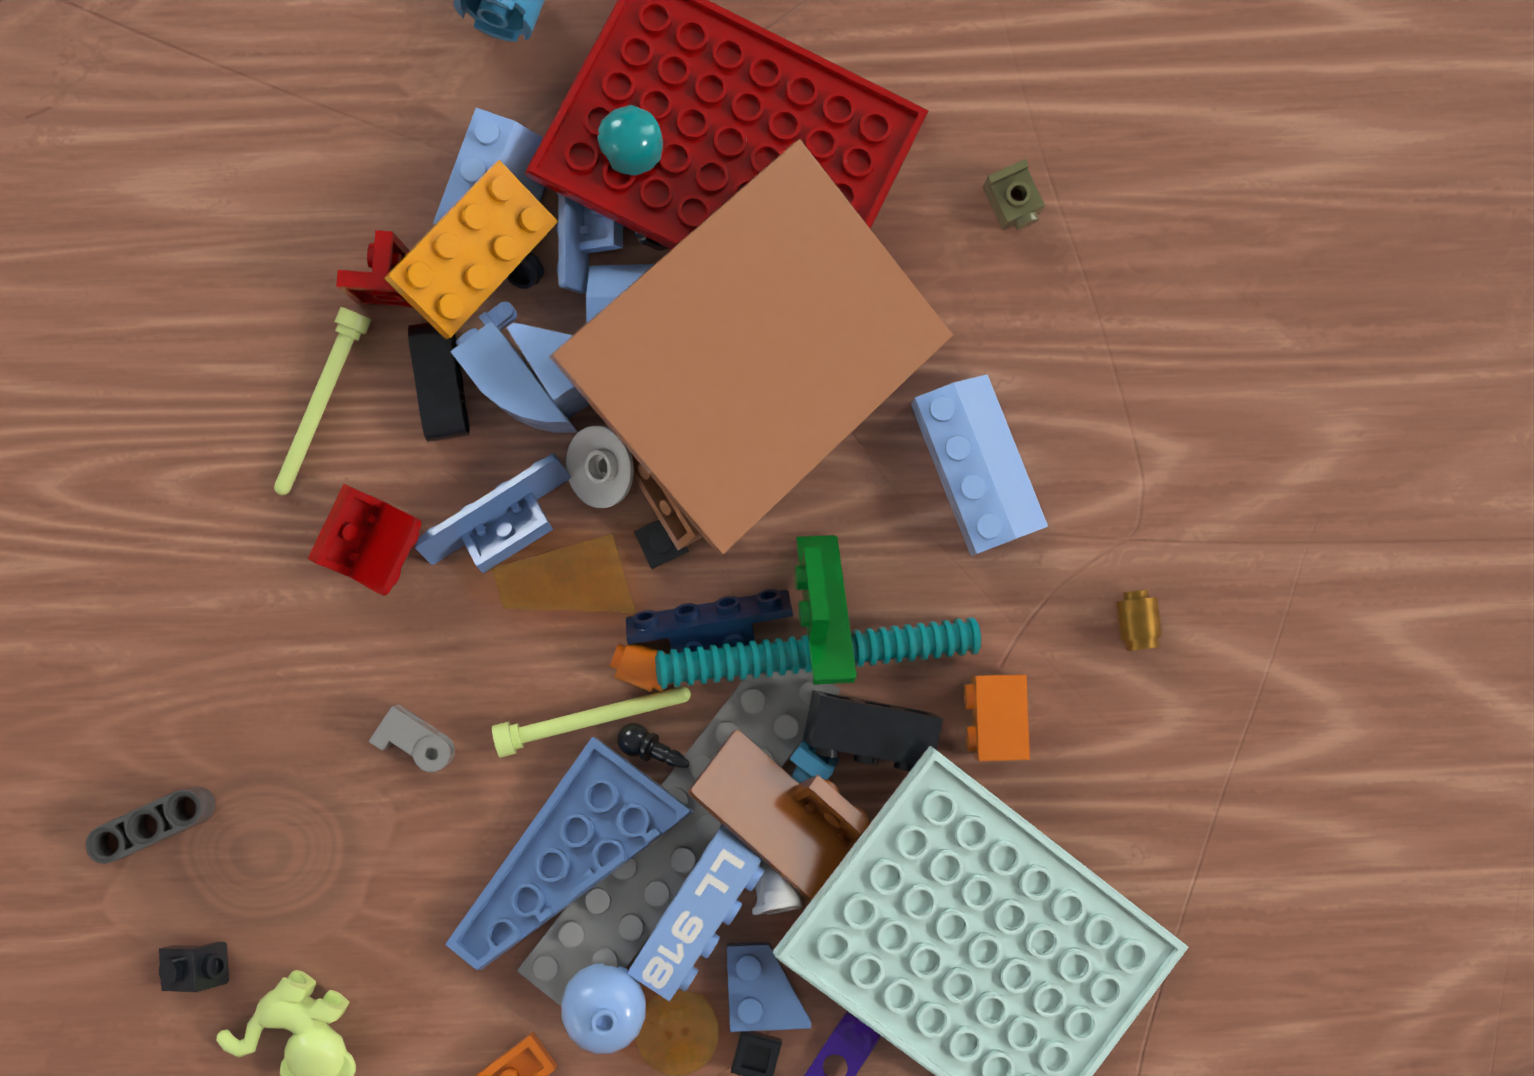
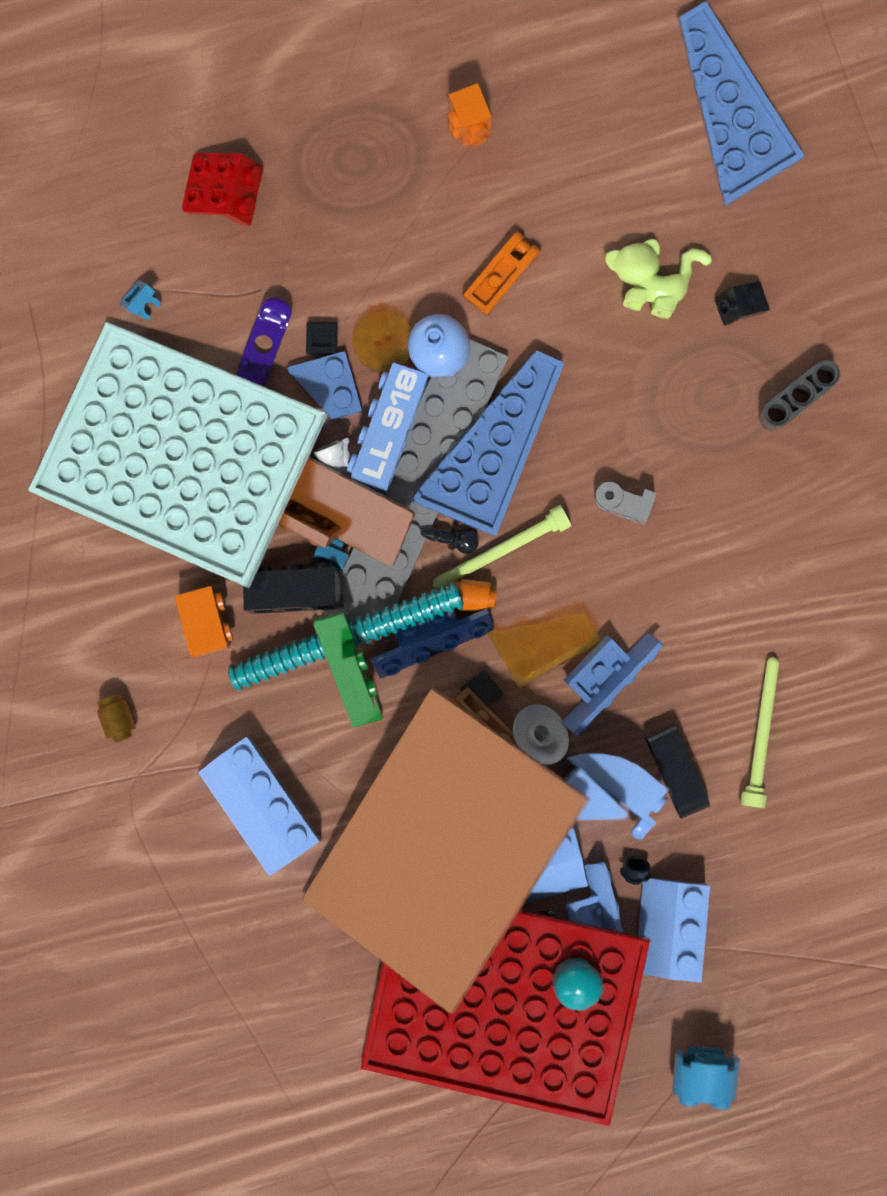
camera: 165 degrees right, 0 degrees up
(366, 539) = (697, 638): red bracket -> none
(371, 287) = (731, 831): red bracket -> none
(471, 250) = (673, 871): light orange plate -> none
(1007, 210) = (292, 1018): olive brick -> none

